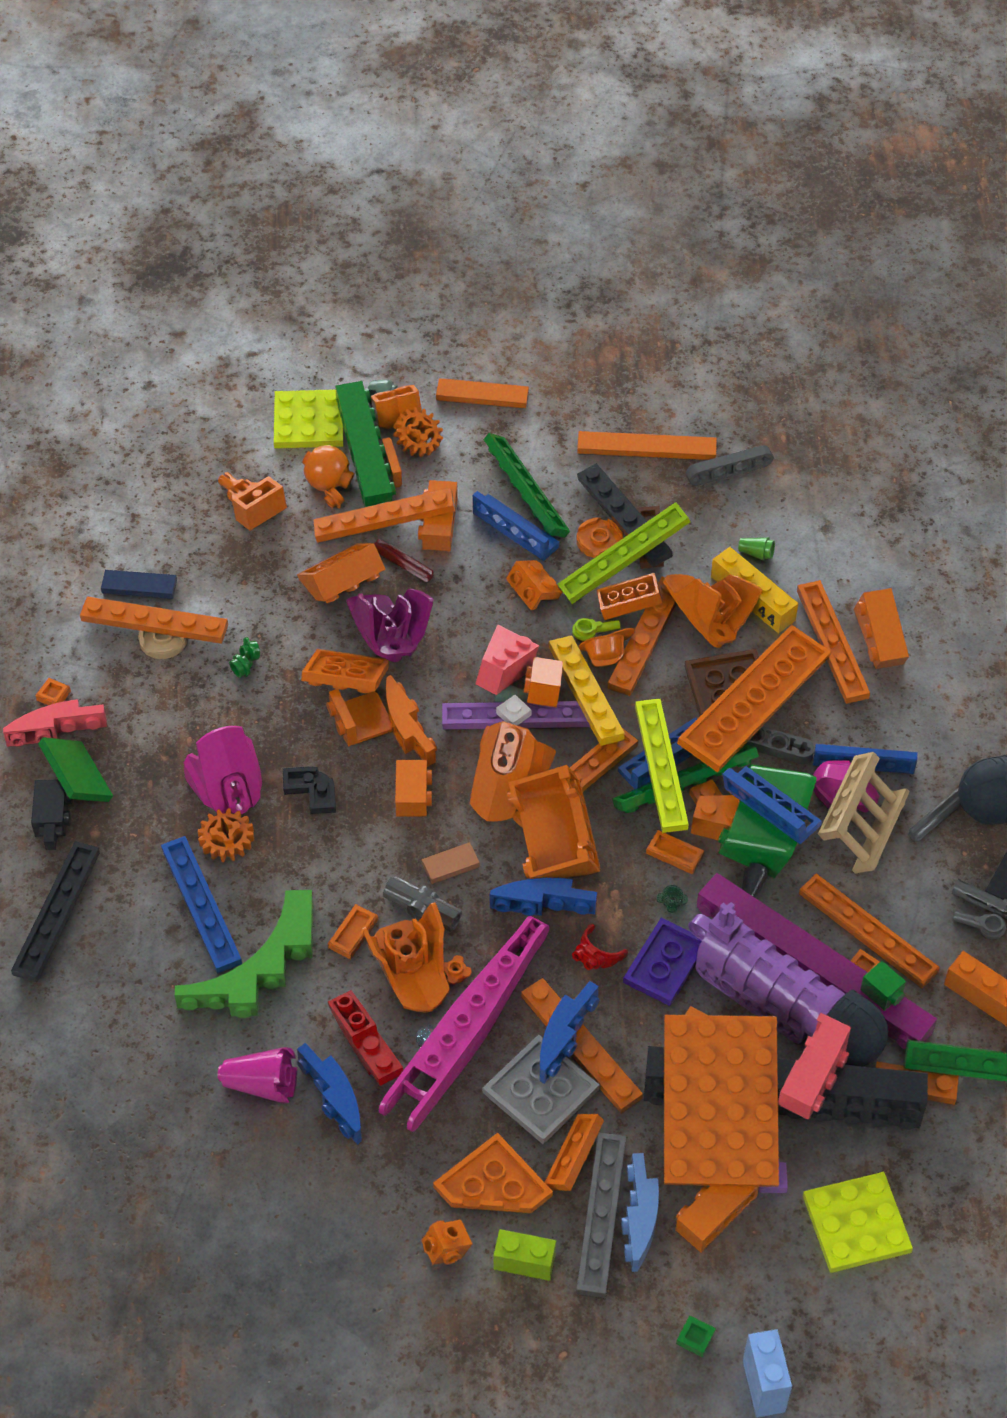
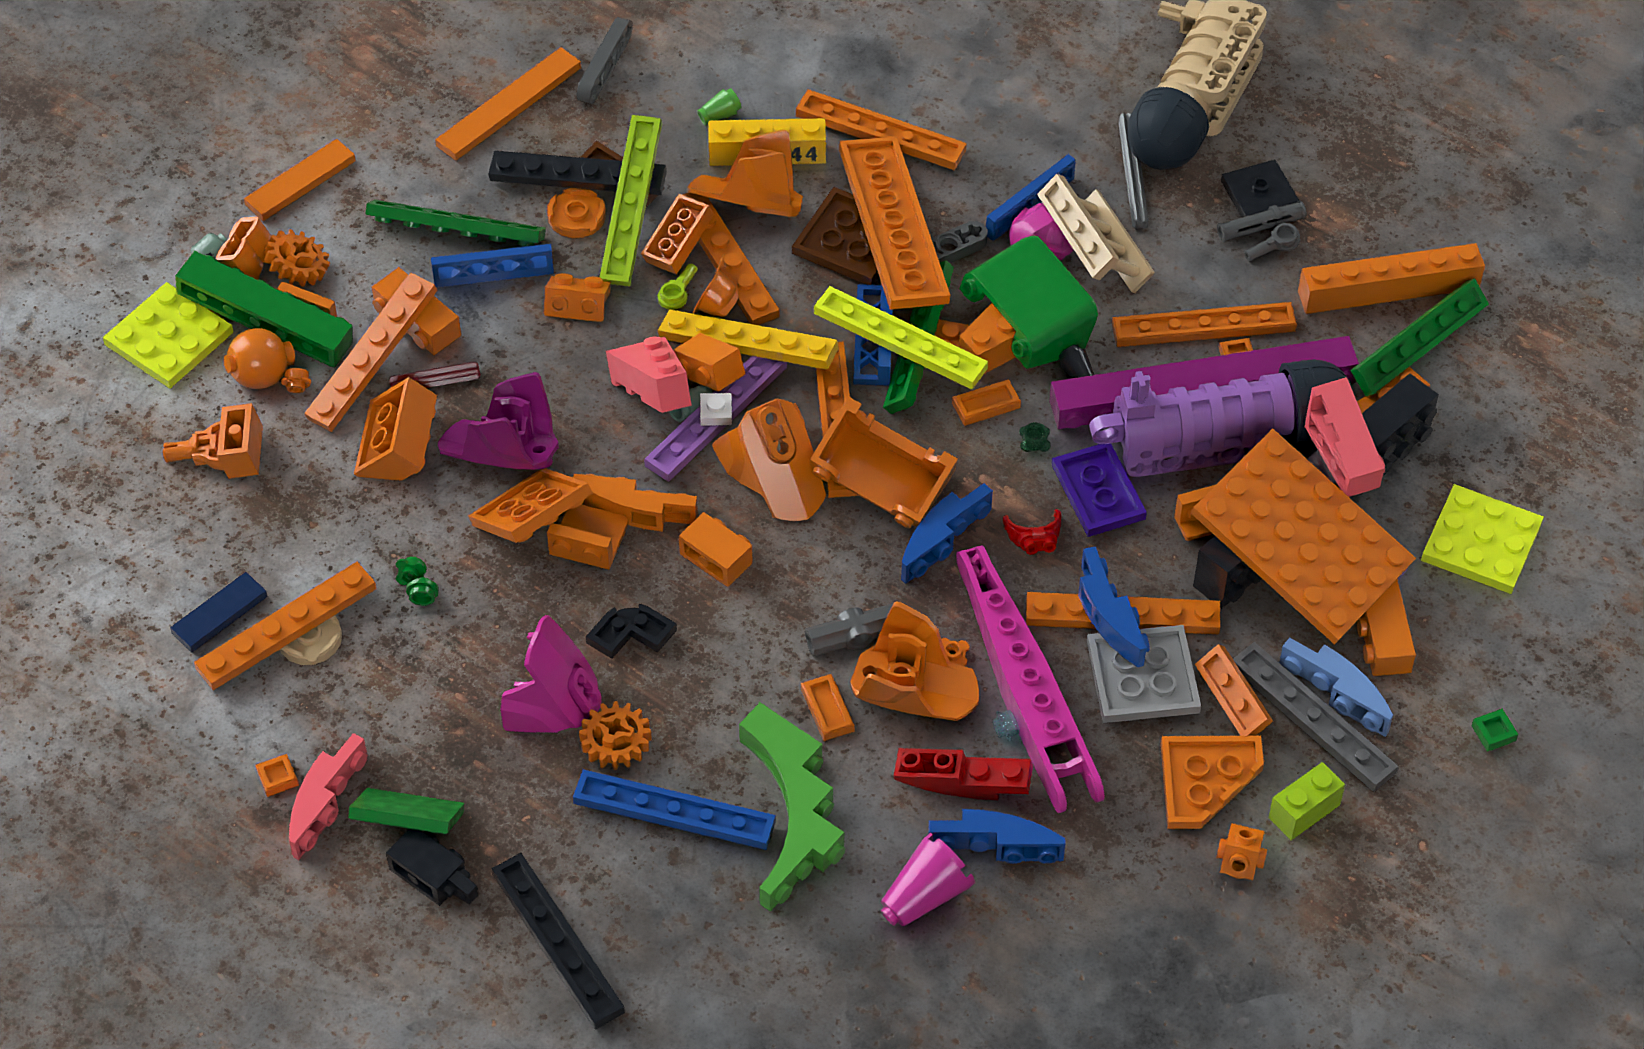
camera: 50 degrees left, 0 degrees up
(450, 863) = (828, 578): nougat tile -> none
(767, 1373) = (1585, 696): light blue brick -> none
(771, 808) = (1034, 284): blue fence -> none
(881, 628) = (908, 84): orange wedge -> none
(883, 986) = (1289, 343): green brick -> none

